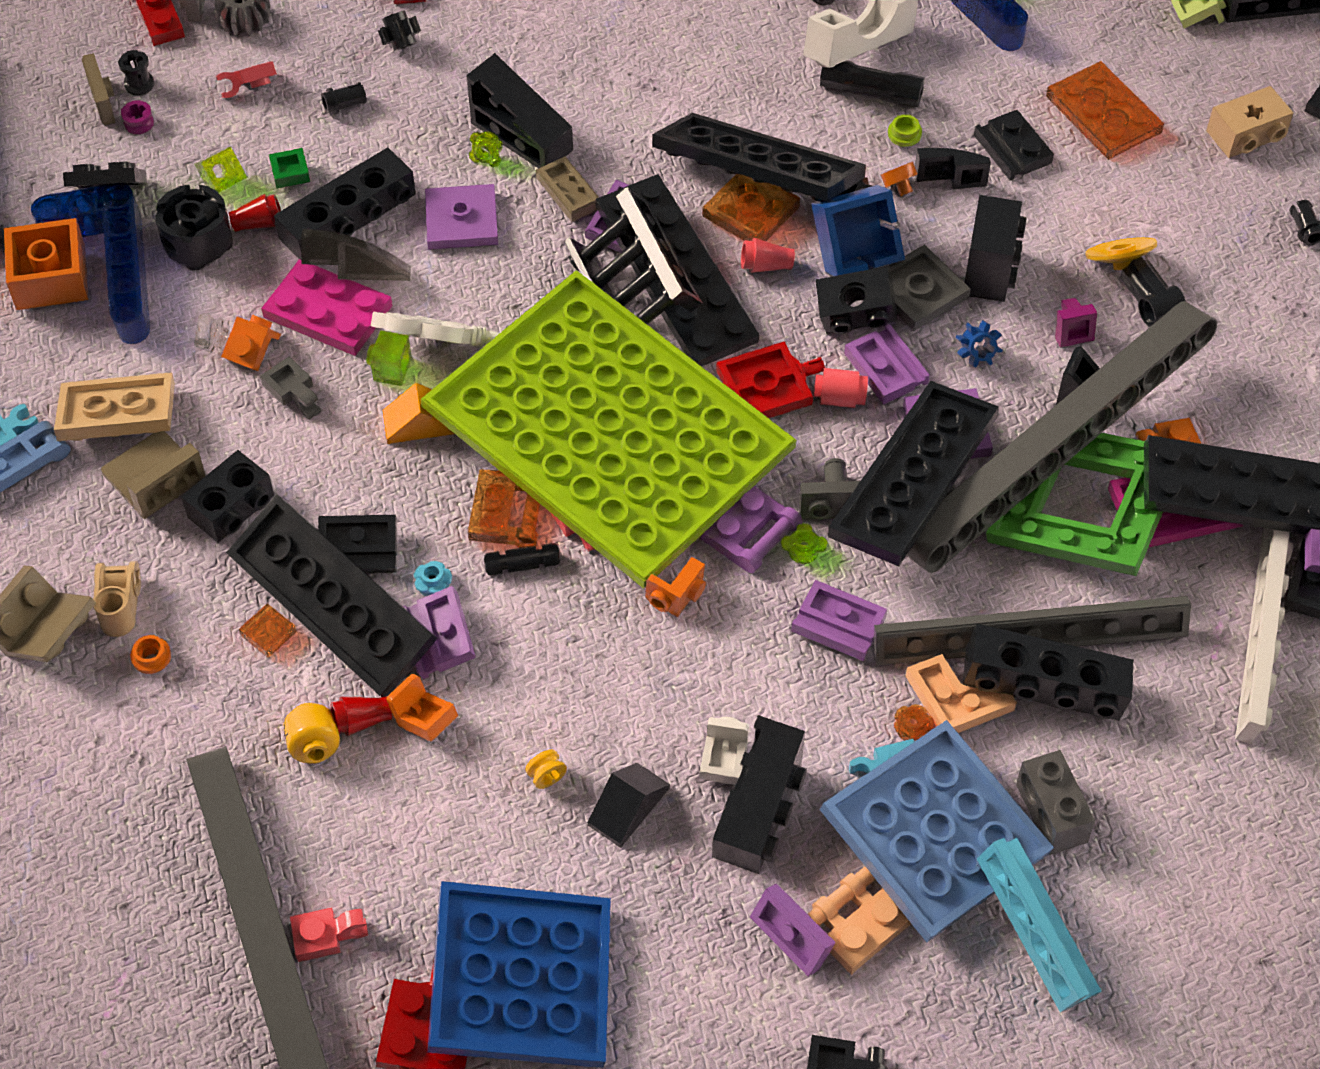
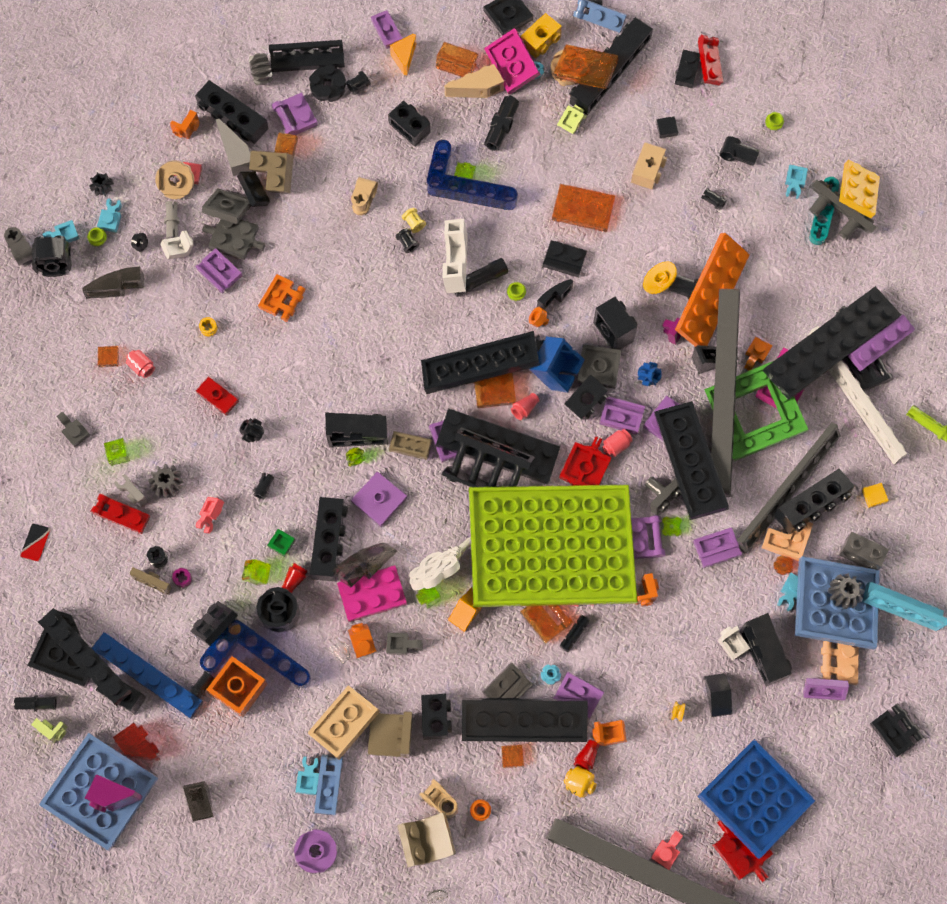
camera: 45 degrees left, 15 degrees up
(976, 810) = (838, 592): none -> flat silver gear
(1158, 751) = (875, 495): none -> yellow tile
(1238, 294) = (720, 272): none -> orange plate

